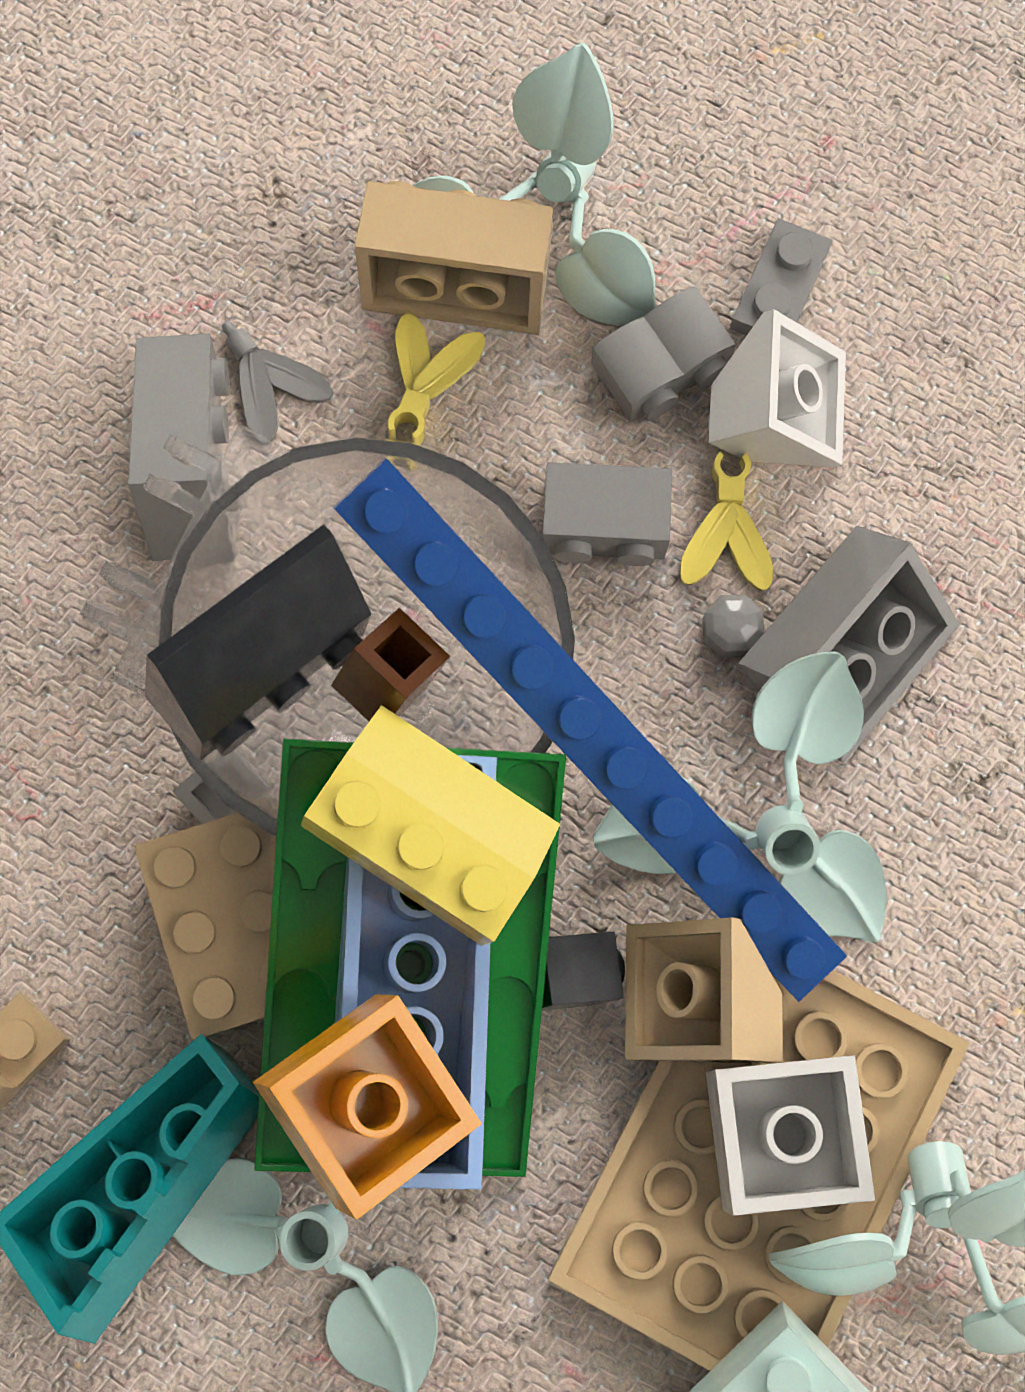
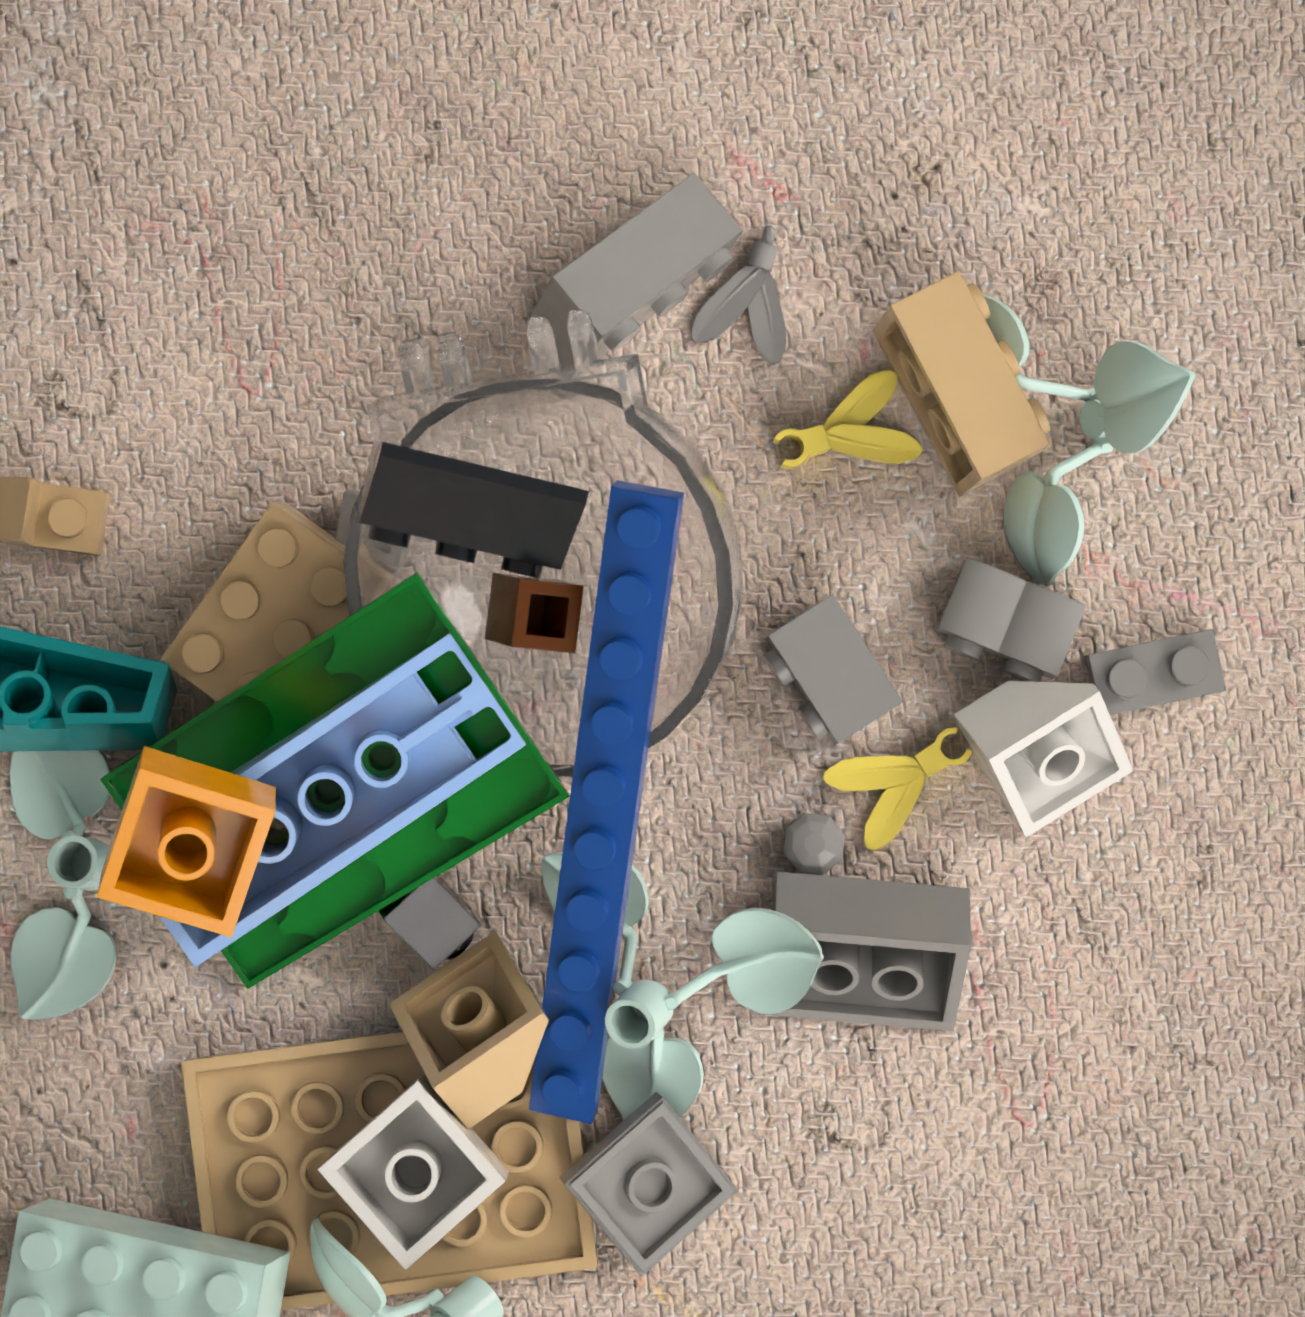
camera: 55 degrees right, 10 degrees up
(432, 826) = (432, 738): light yellow slope -> none
(926, 949) = (648, 1183): none -> light grey tile

